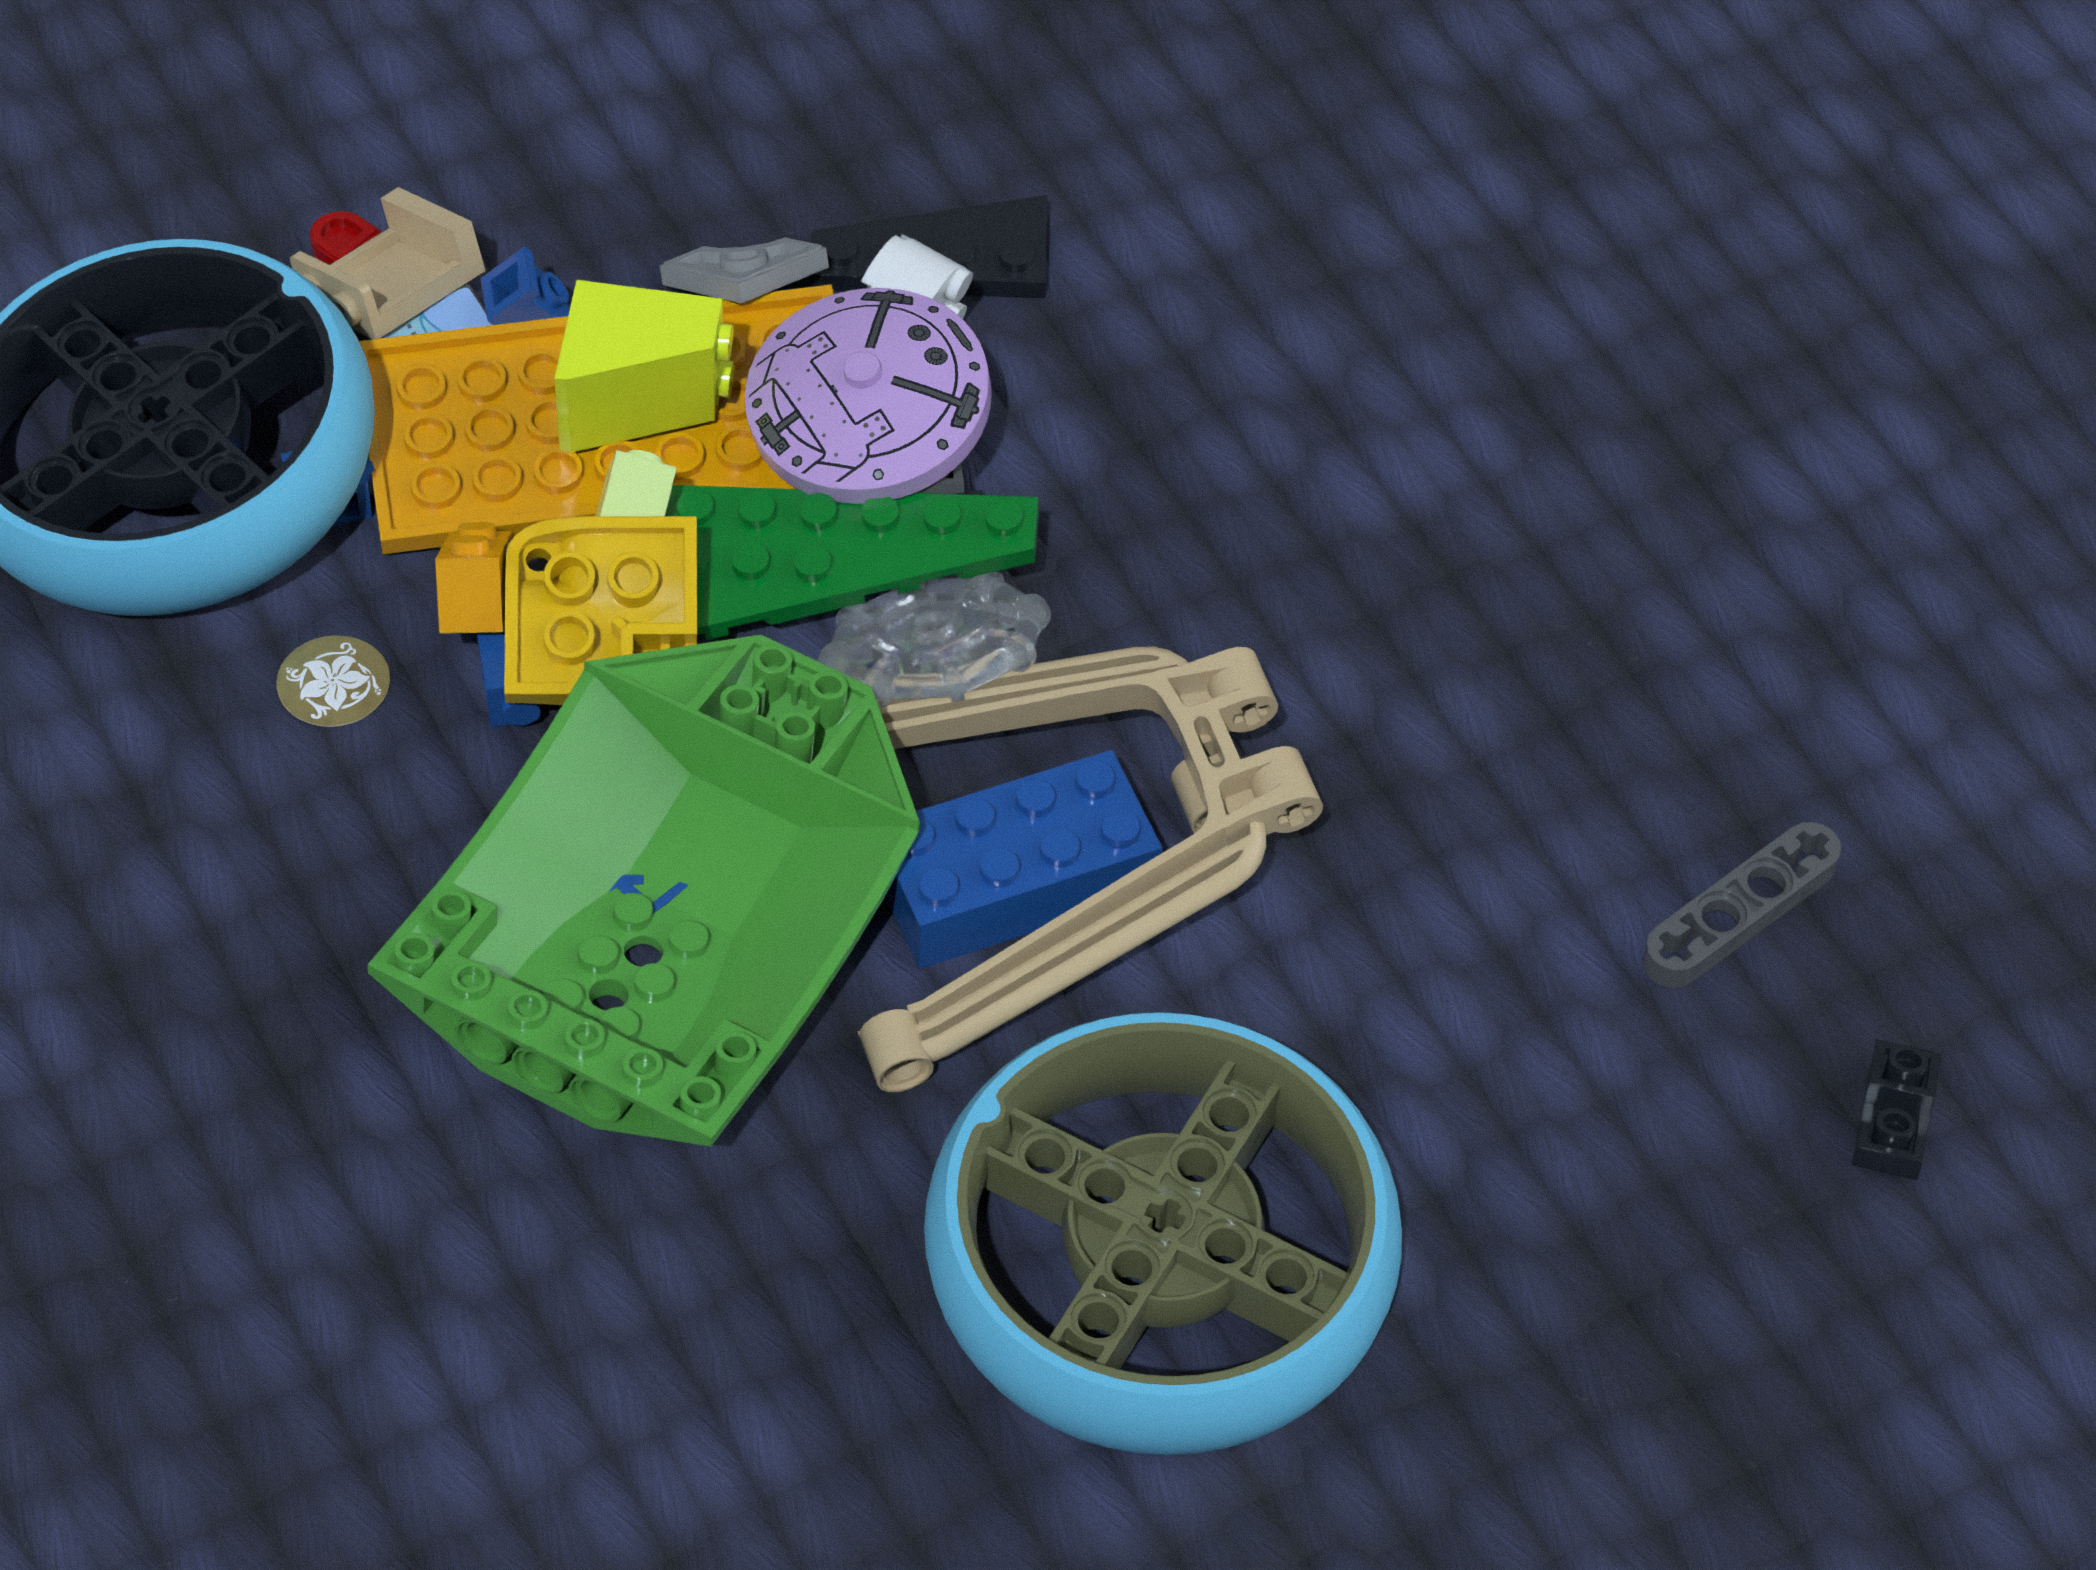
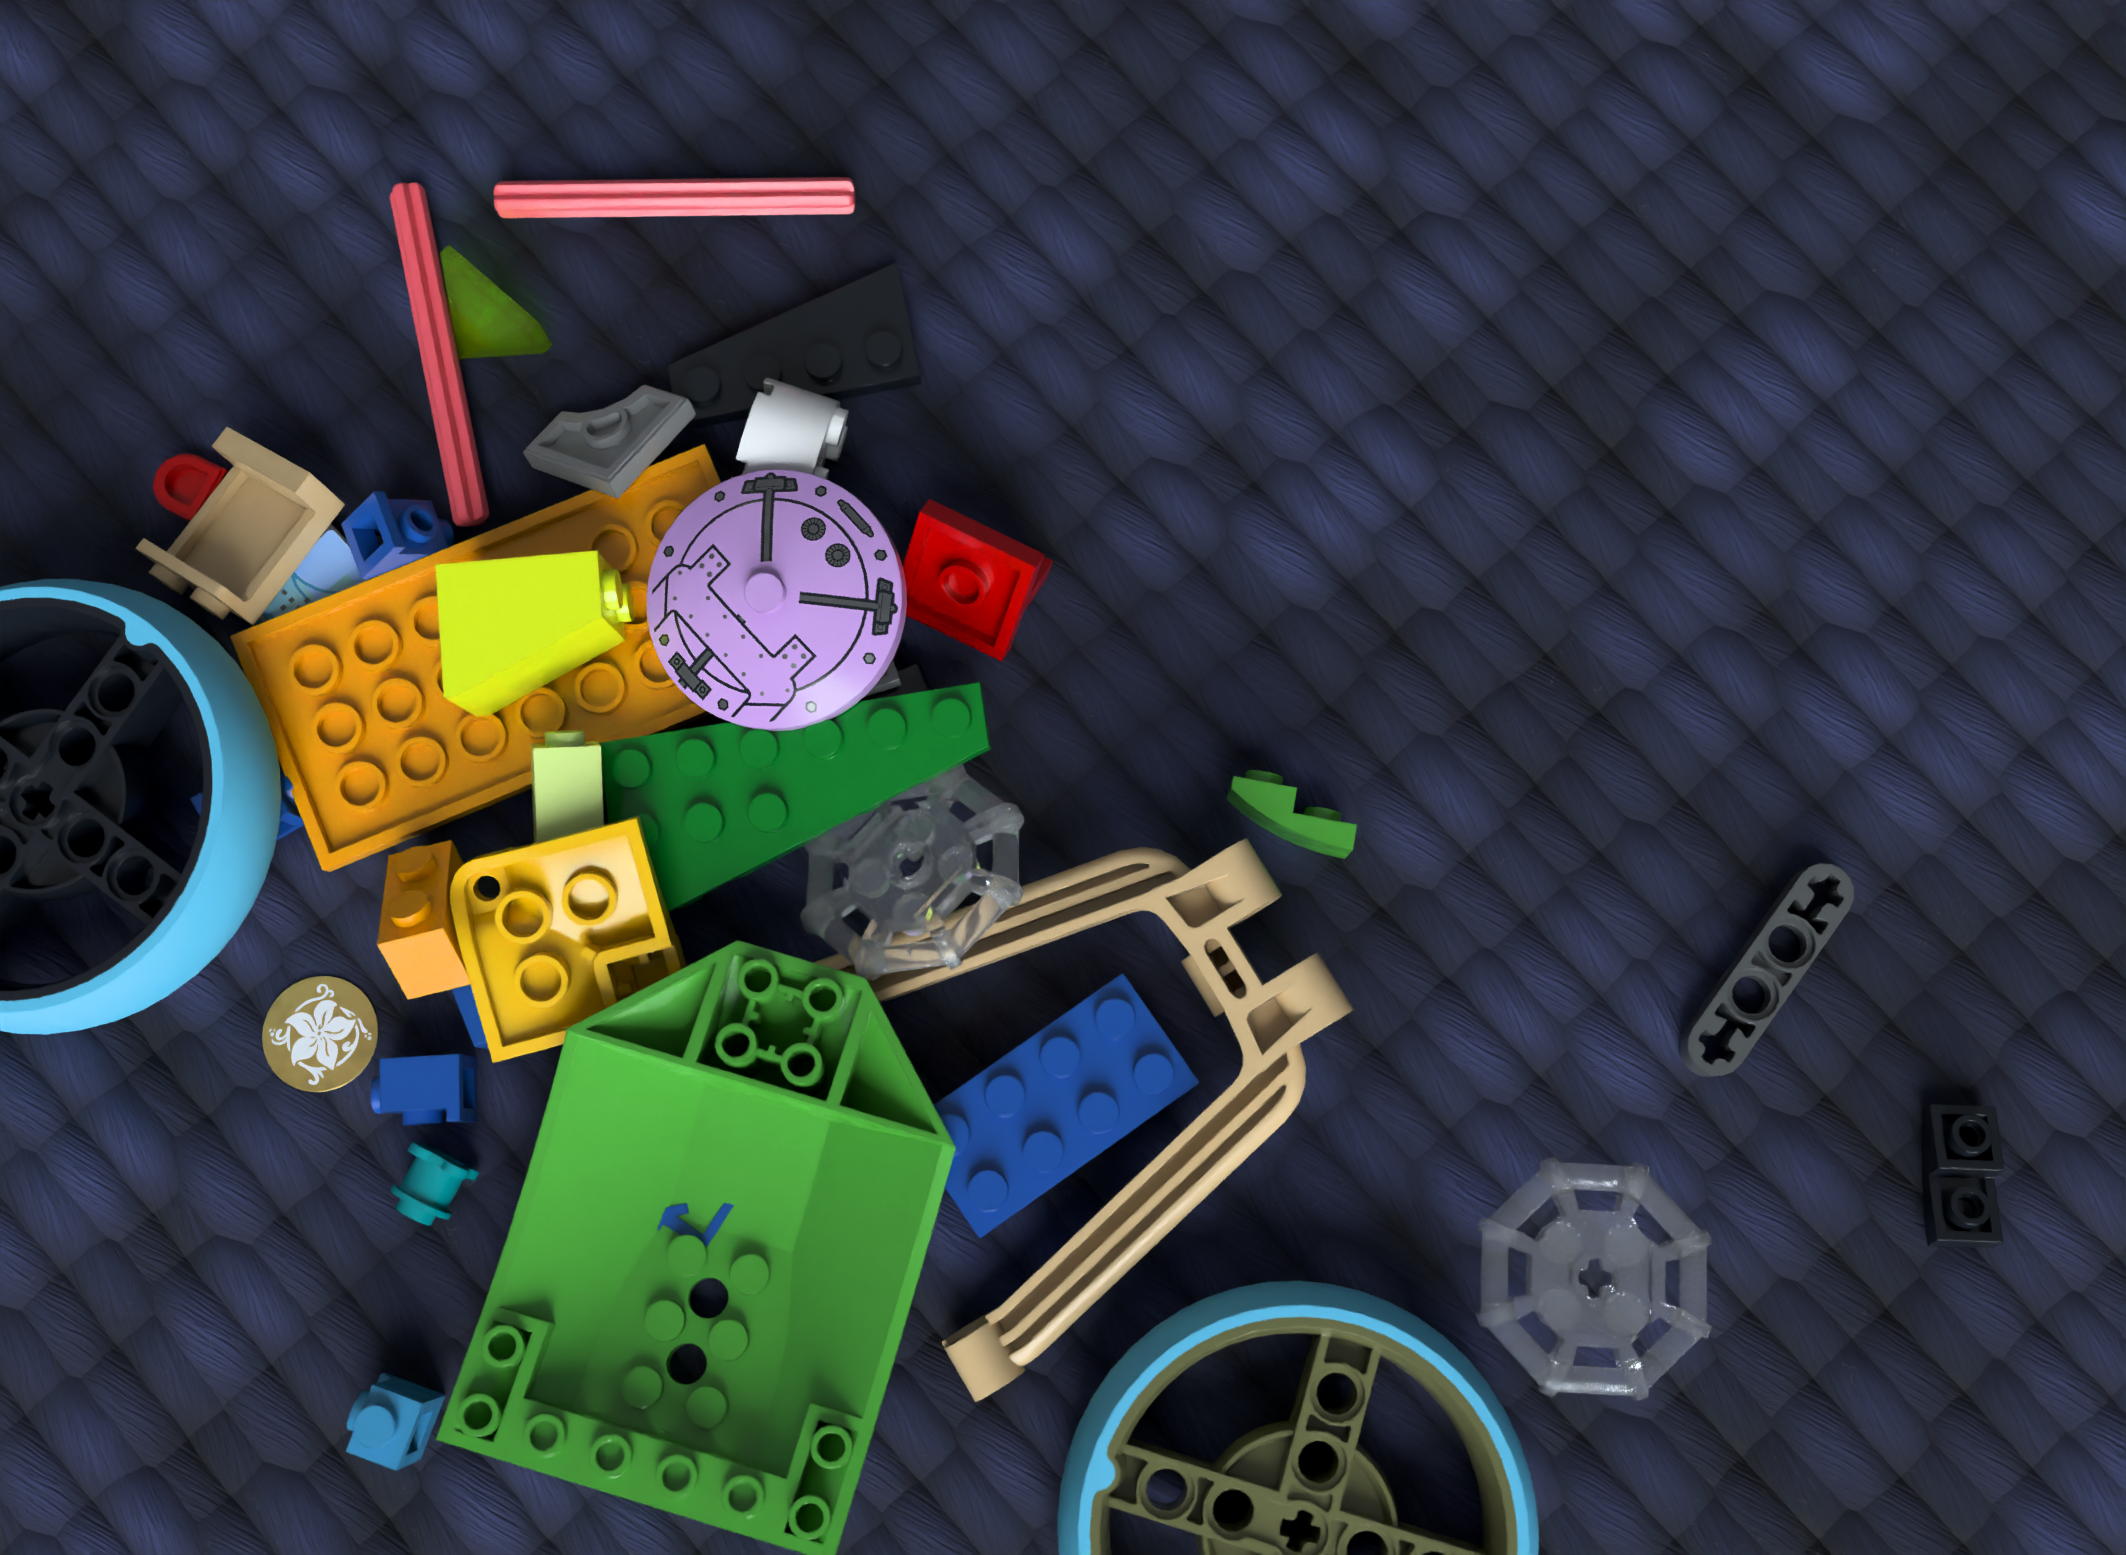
camera: 10 degrees left, 25 degrees up
(310, 969) = (393, 1422): none -> dark azure brick
(410, 802) = (430, 1184): none -> teal brick
(427, 727) = (426, 1087): none -> blue brick
(602, 167) = (439, 355): none -> coral axle
(658, 161) = (484, 316): none -> clear neon green slope
(854, 110) = (674, 197): none -> coral axle
(1050, 433) = (970, 579): none -> red bracket
(1312, 694) = (1271, 806): none -> bright green slope
(1509, 1148) = (1565, 1305): none -> clear plate

